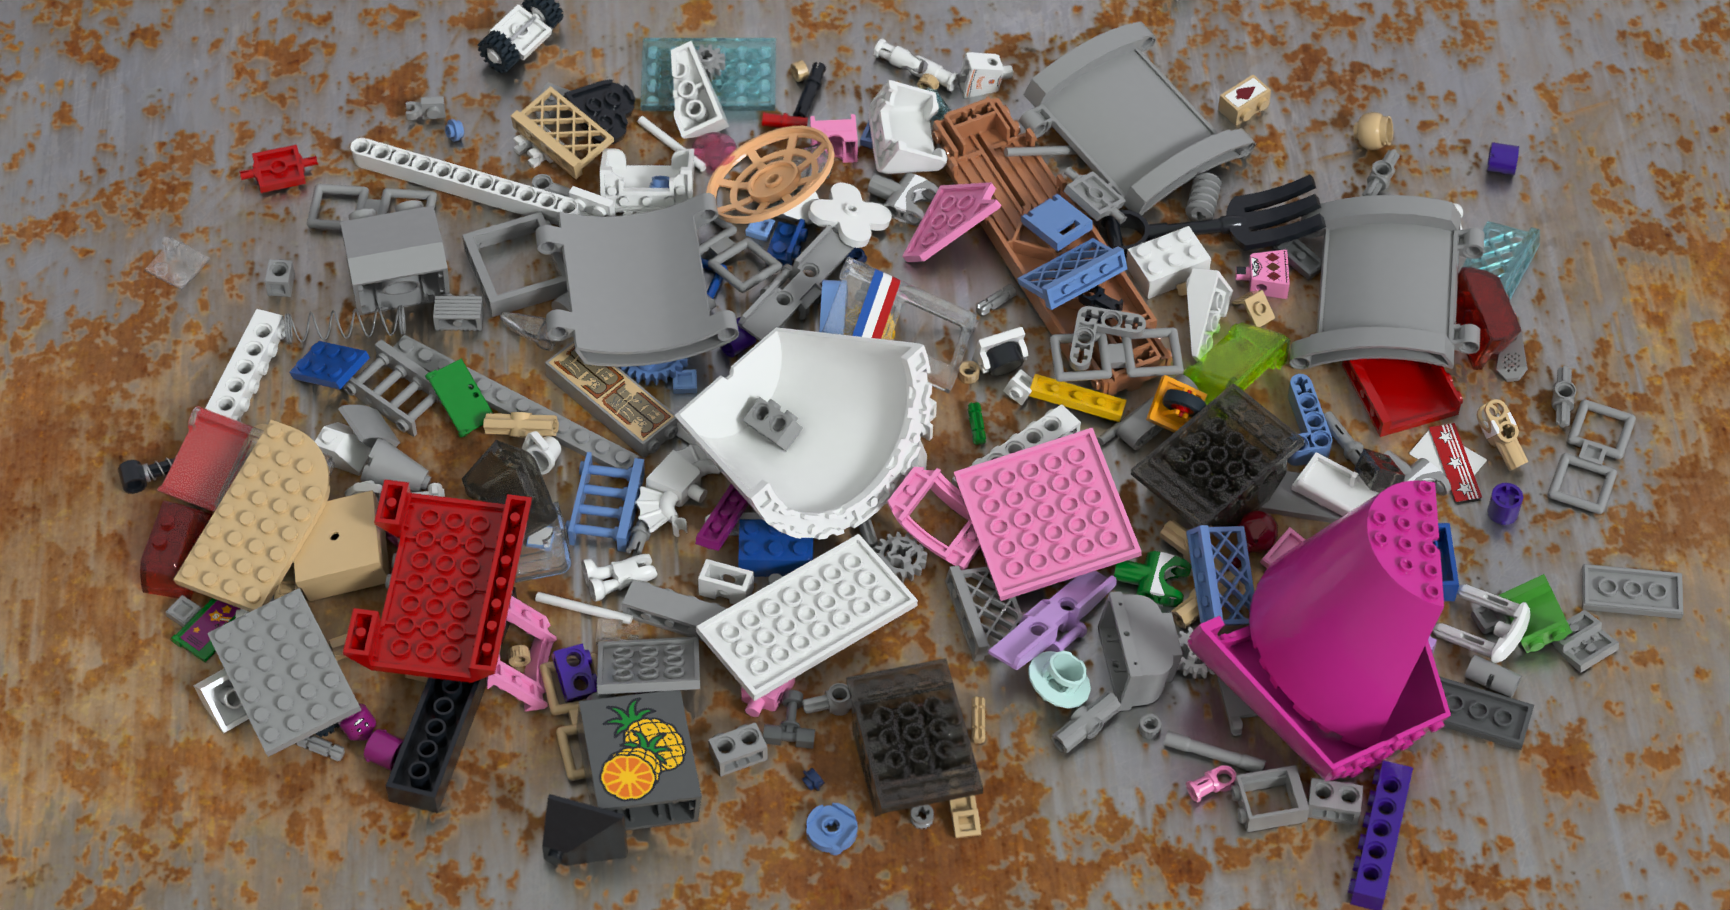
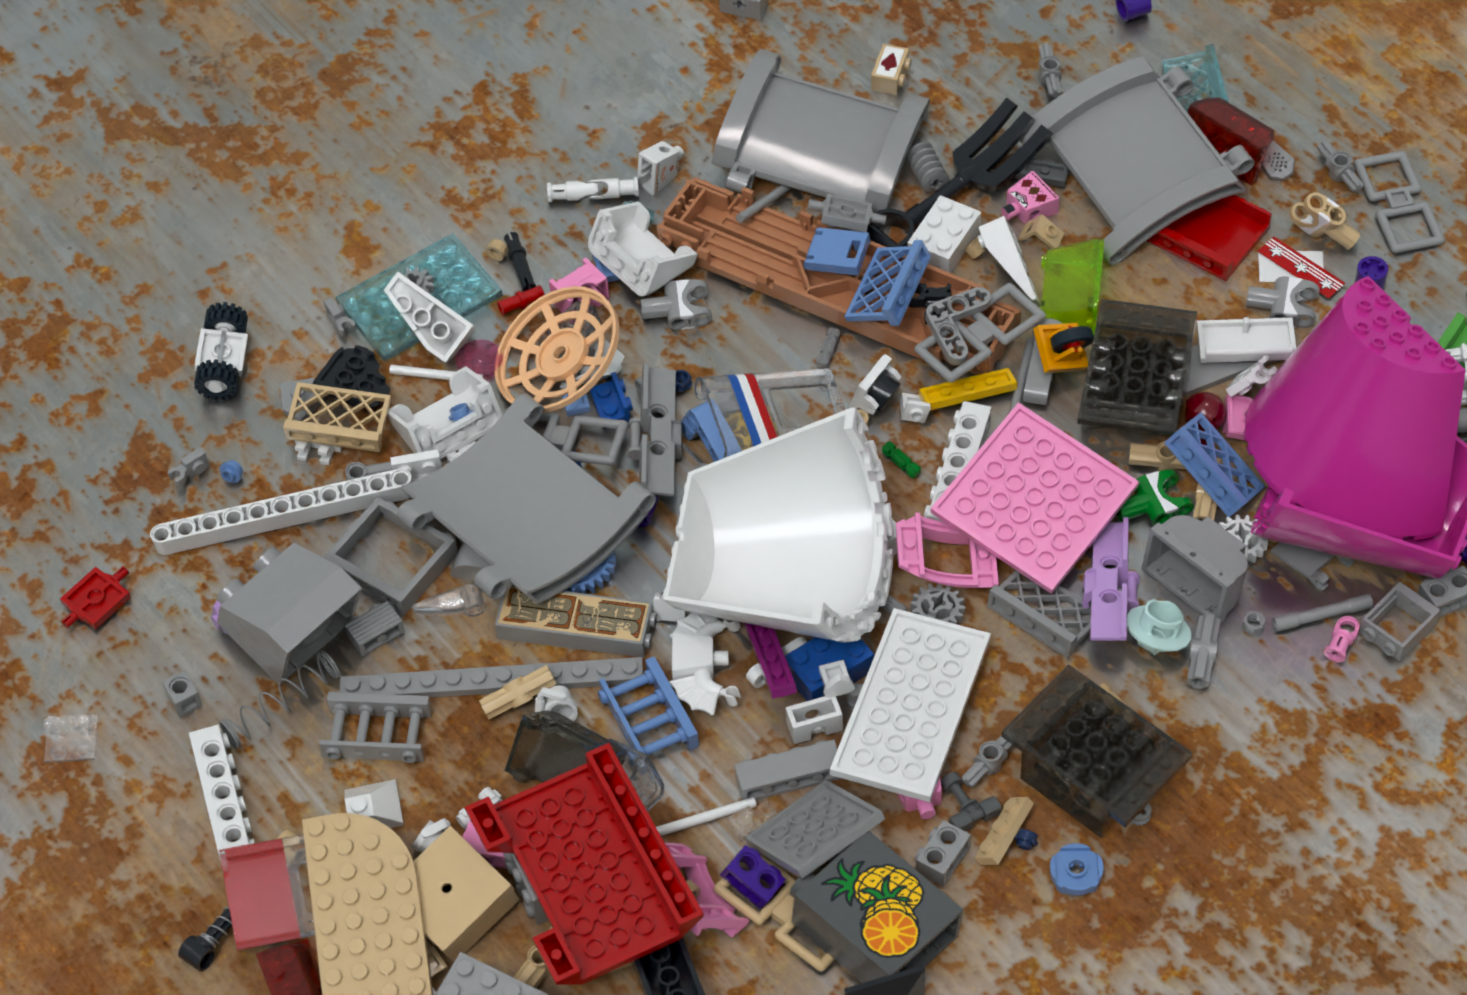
camera: 30 degrees left, 0 degrees up
(329, 364) = (299, 742): blue plate -> none
(368, 424) = (382, 774): light grey slope -> none
(381, 206) = (207, 586): light grey bar -> none
(392, 464) = (437, 798): light grey cone -> none
(458, 398) = (441, 701): green door -> none
(622, 572) = (714, 765): white piece -> none
(633, 52) = (336, 315): none -> light grey plate
(640, 534) = (702, 725): light grey pin -> none
(685, 382) = (625, 570): light blue tile -> none
(761, 560) = (835, 679): none -> white tile
(772, 424) = (738, 564): light grey brick -> none
(800, 761) = (1003, 830): none -> tan plate
(849, 215) = (654, 346): white plant -> none
(927, 81) = (615, 195): tan axle -> none
(949, 216) = (739, 297): bright pink wing -> none
(965, 817) = (1178, 794): tan slope -> none
(1309, 420) = (1157, 291): medium blue beam -> none
(1318, 523) = (1243, 381): none -> white plate
(1351, 448) = (1217, 303): light grey pin -> none
(1373, 130) = (1015, 37): tan piece -> none
(1378, 470) = (1263, 306): clear smoke brick -> none

